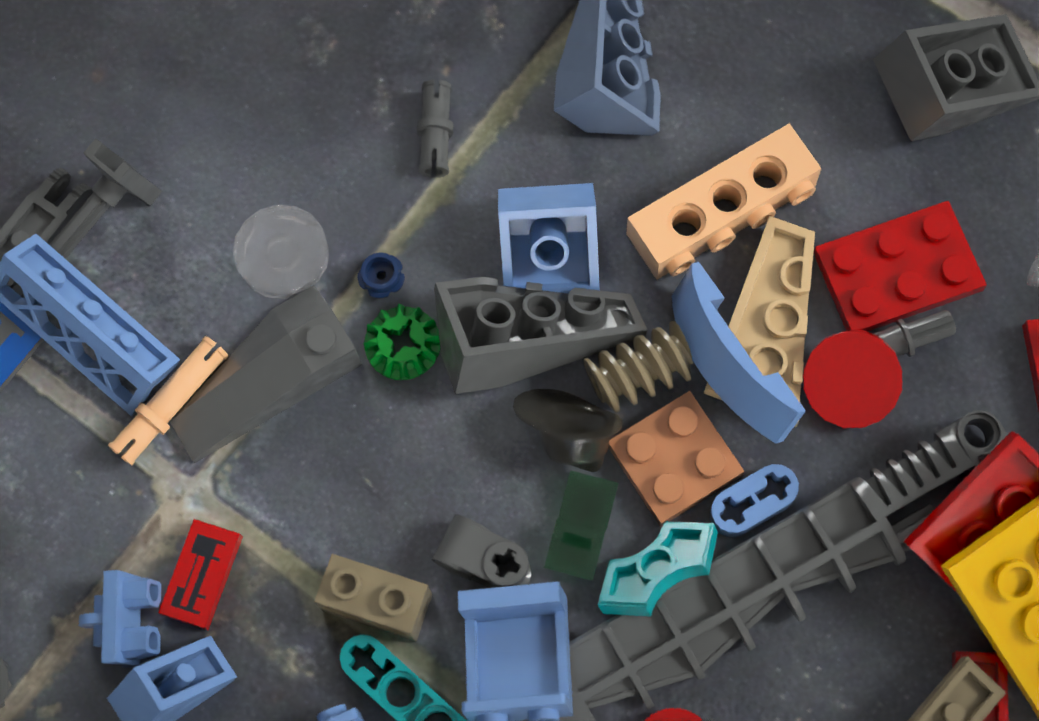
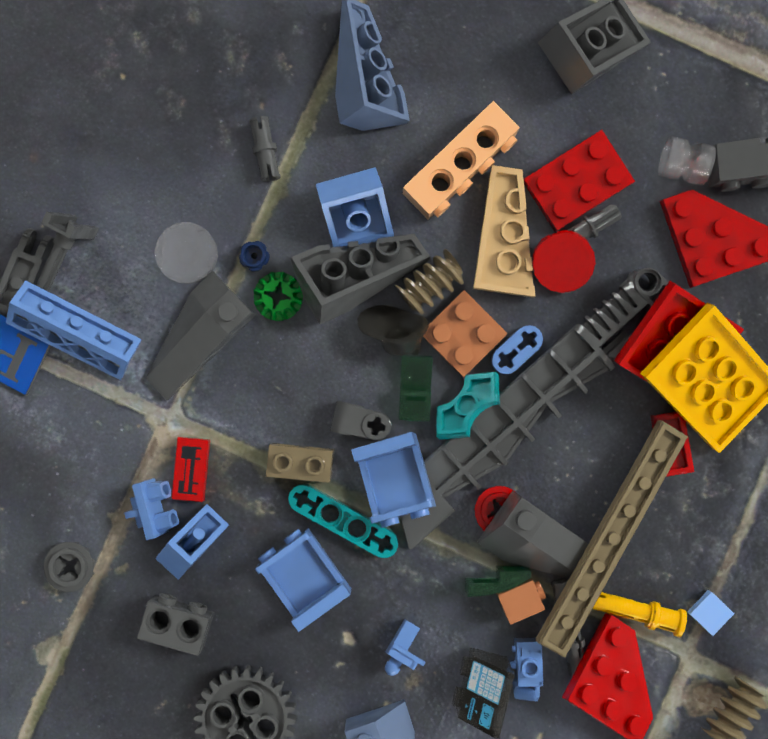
camera: 15 degrees left, 15 degrees up
(167, 401) = (136, 376): light nougat pin -> none
(758, 399) = (482, 270): medium blue slope -> none

